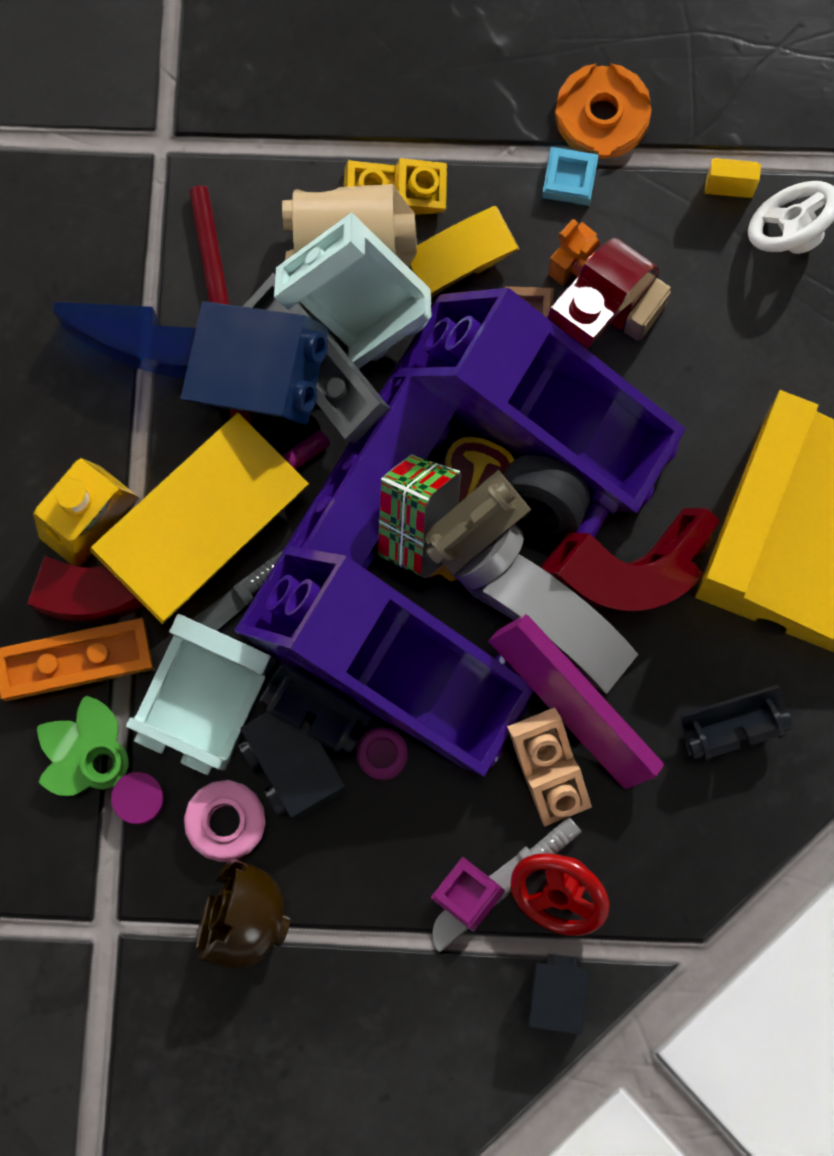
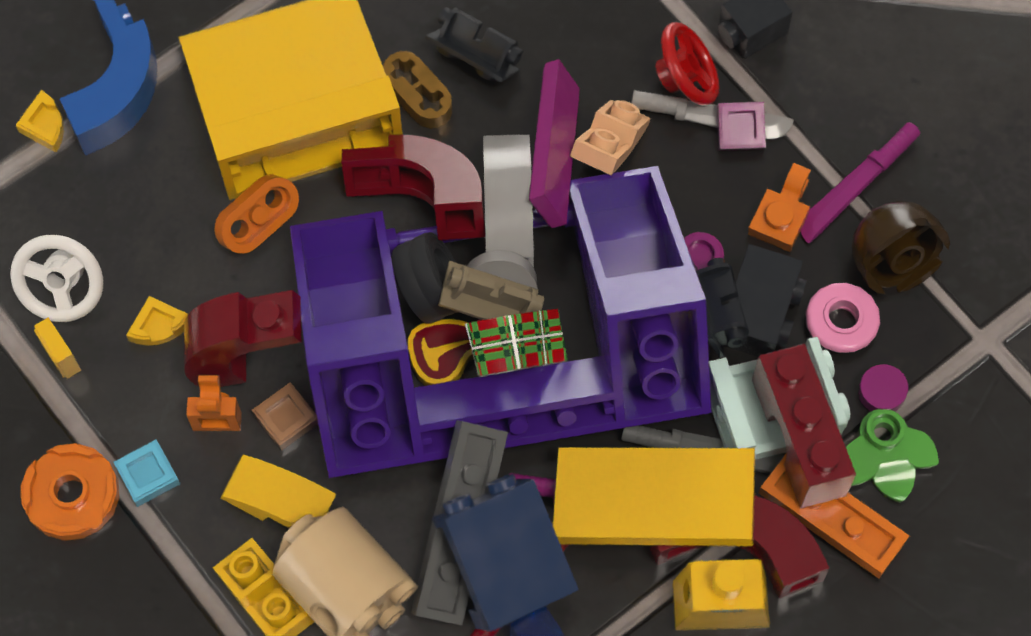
camera: 135 degrees left, 10 degrees down
(151, 683) = (814, 447): none -> dark red arch
(333, 932) = (833, 203): none -> magenta piece
(355, 289) = (383, 520): light aqua panel -> none
(357, 854) = (782, 215): none -> orange plate
(695, 276) = (156, 323): none -> yellow tile
(725, 420) = (256, 217): none -> orange plate
(738, 635) = (424, 83): none -> pearl gold beam

